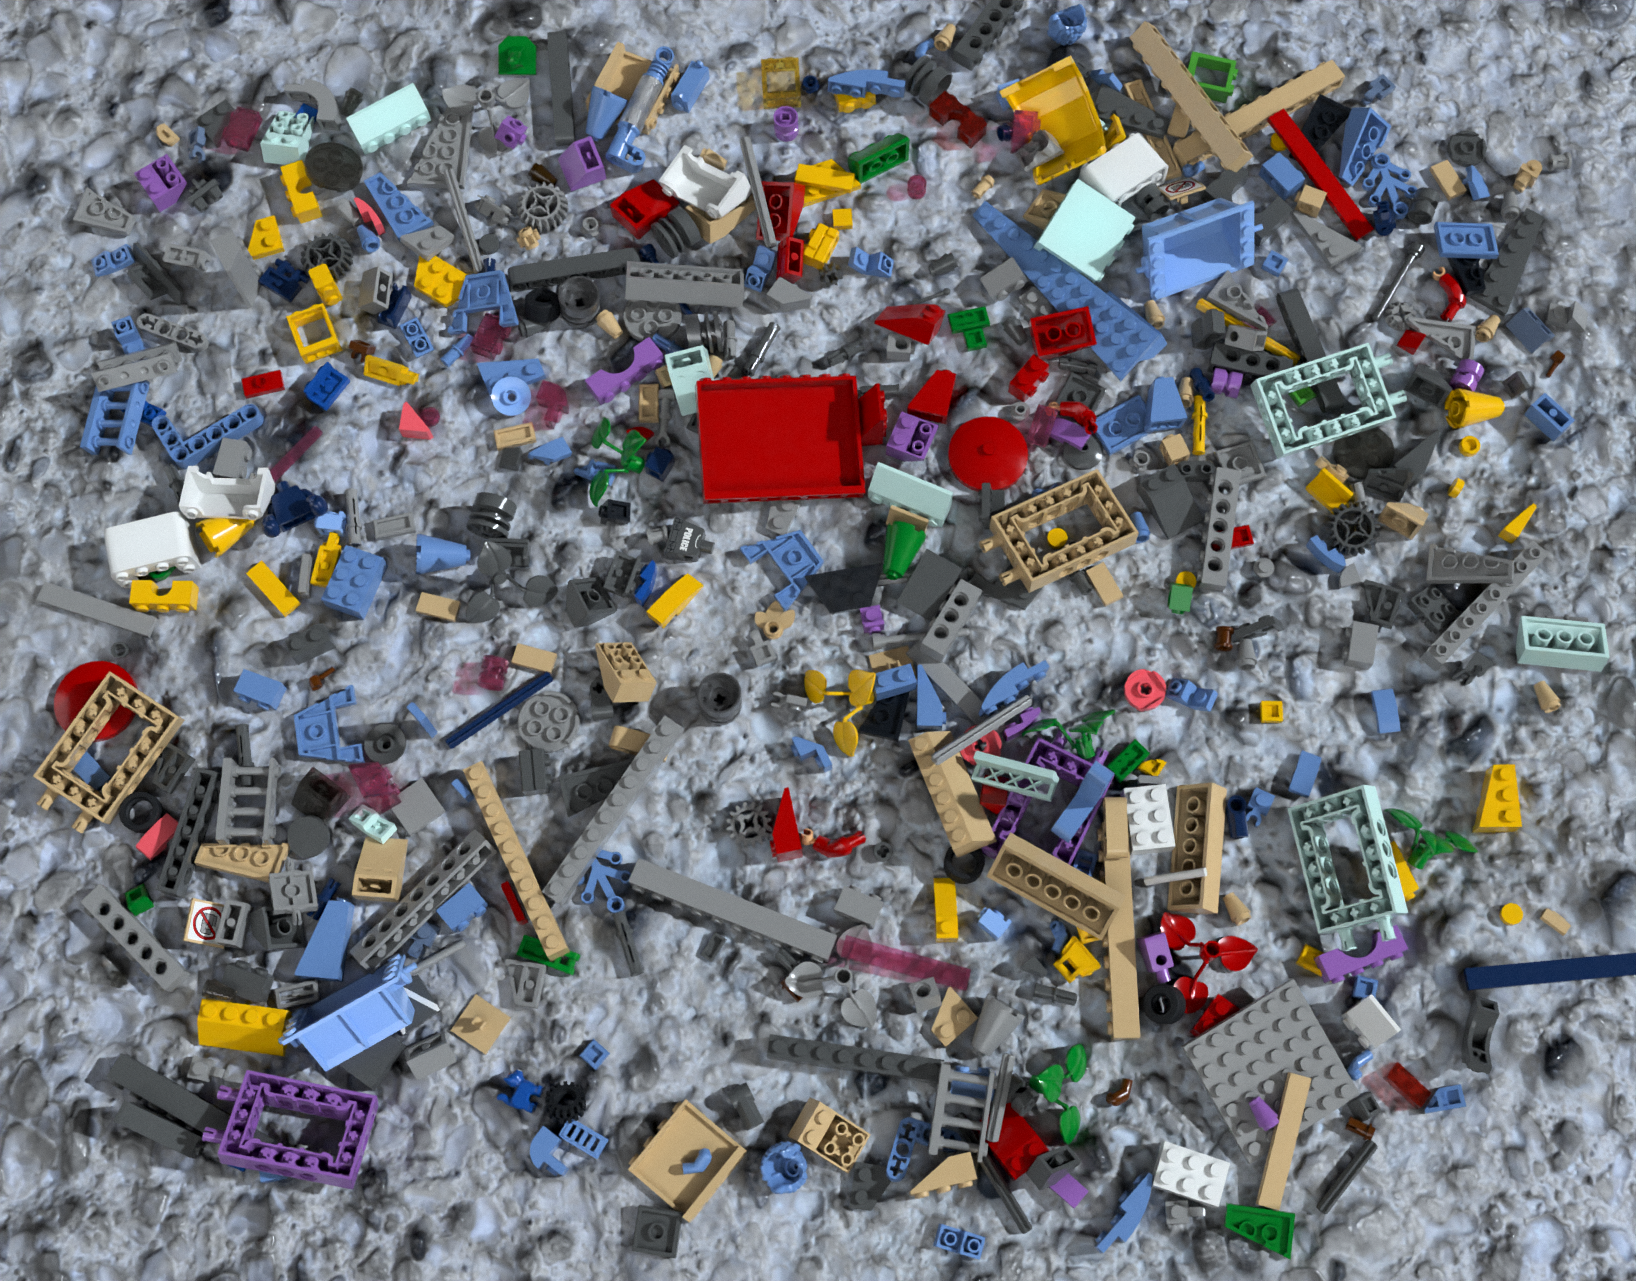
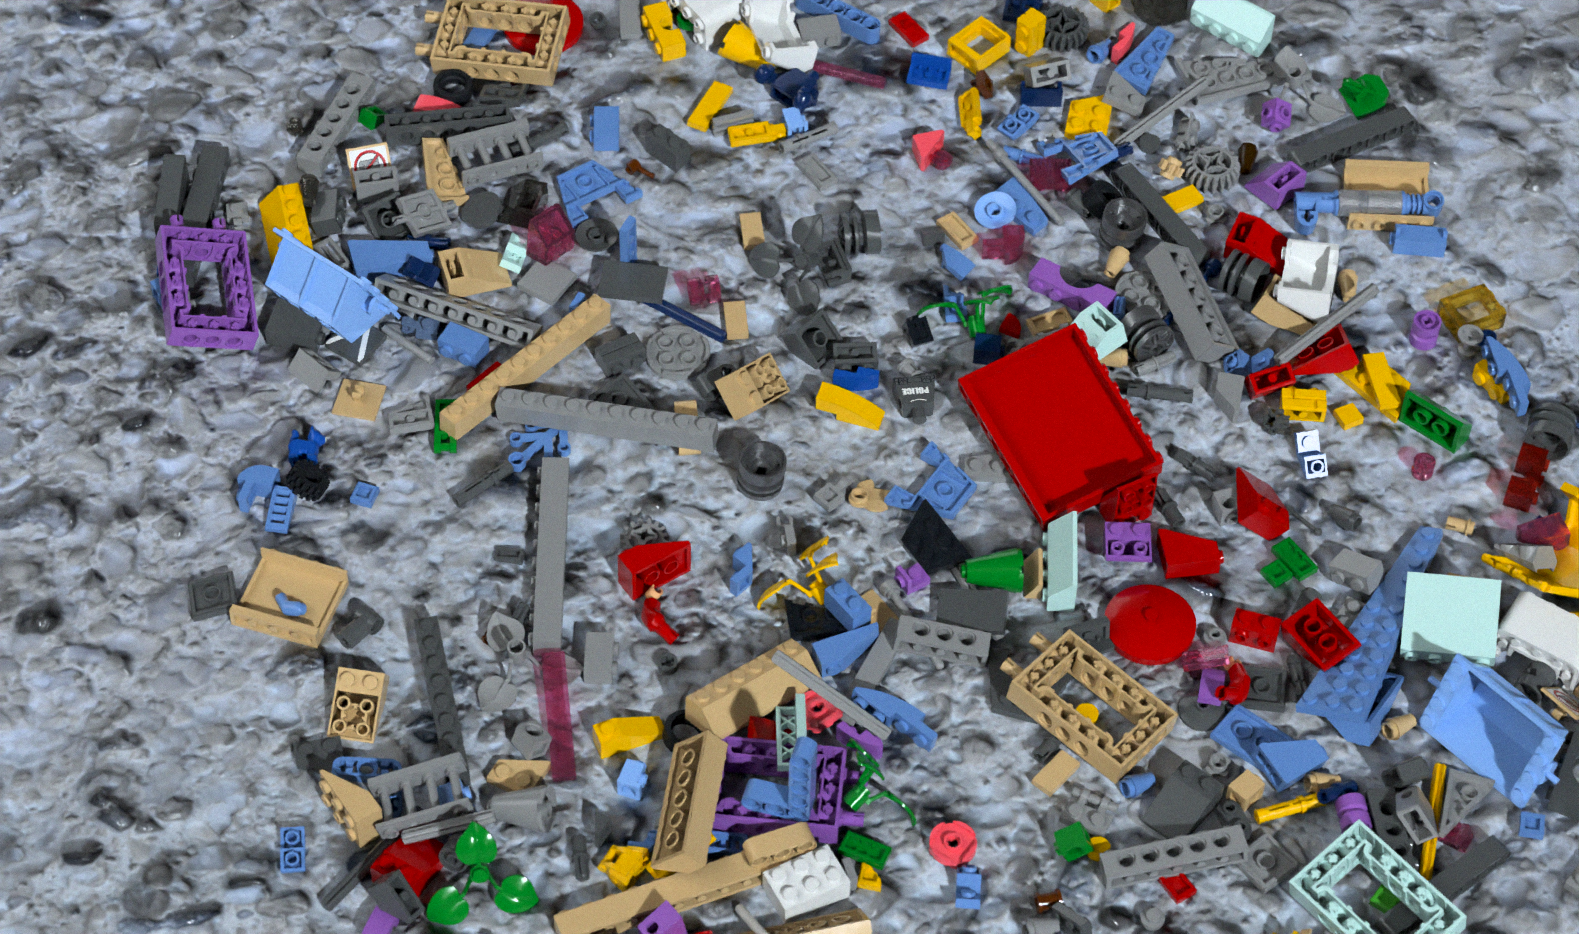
camera: 65 degrees right, 20 degrees down
(354, 582) = (744, 158): medium blue brick -> none
(363, 917) = (421, 272): none -> dark blue panel
(439, 554) = (798, 199): medium blue cone -> none
(453, 366) = (1002, 156): none -> light grey bar
(458, 731) = (633, 282): none -> dark grey tile
(562, 243) = (1184, 199): none -> yellow tile
(603, 112) = (1345, 173): medium blue cone -> none
(784, 1167) = (310, 670): medium blue hair -> none
(813, 93) = (1469, 336): none -> light grey piece
(1154, 579) = (1094, 820): none -> light grey plate

